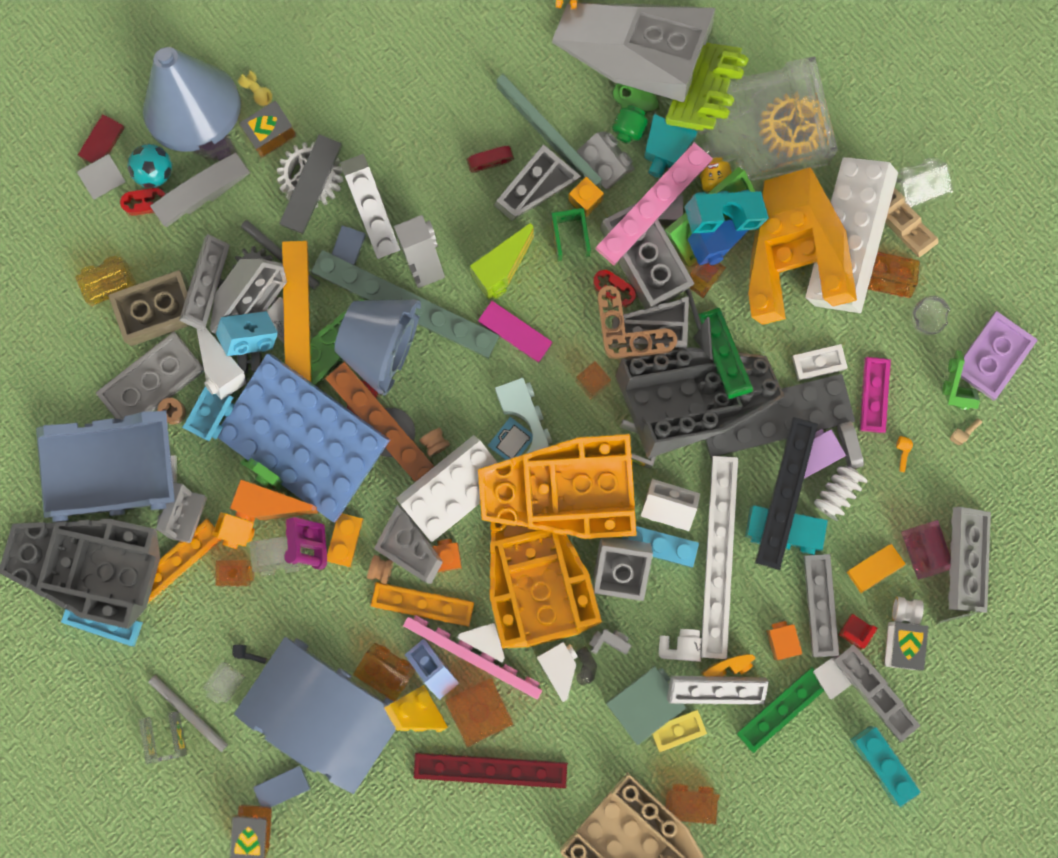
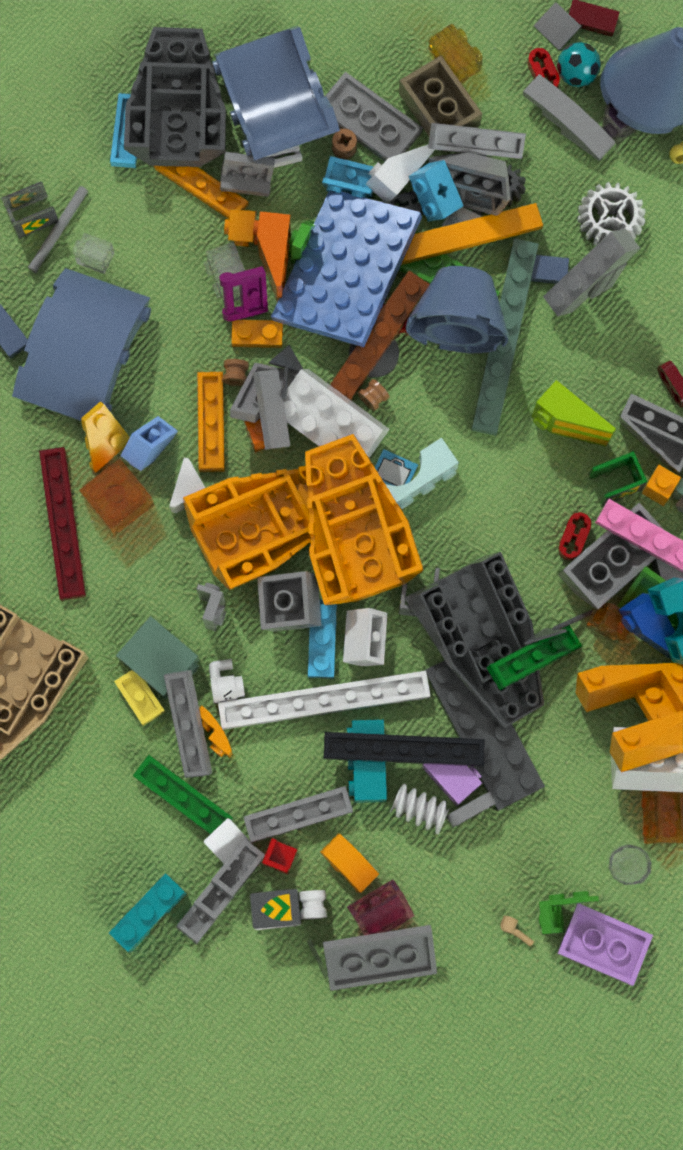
camera: 75 degrees right, 5 degrees down
(234, 573) = (199, 236): clear orange brick -> none
(239, 652) = (126, 261): black hand -> none
(268, 129) = (645, 164): piece -> none
(271, 247) = (529, 199): dark grey bar -> none
(311, 184) = (600, 214): dark grey tile -> none
(383, 515) = (287, 360): none -> dark grey piece
(384, 671) = (137, 399): clear orange bracket -> none
(418, 245) = (563, 332): light grey wedge -> none
(433, 542) = (271, 409): none -> light grey tile
(482, 661) = (159, 514): bright pink plate -> none
(515, 332) = (504, 449): dark pink tile -> none
(559, 667) = (176, 565): white slope -> none
(588, 668) = (182, 595): clear smoke arm -> none
(593, 380) = (473, 534): clear orange brick -> none
(619, 334) = (525, 543): medium nougat beam -> none
(664, 316) = (542, 581): light grey wedge -> none
(692, 805) = (68, 727): clear orange bracket -> none
(783, 640) = (253, 782): orange brick -> none
(819, 362) = (550, 760): white plate -> none
(875, 395) = (531, 826): dark pink tile -> none
(904, 444) = (486, 868): light orange hand -> none

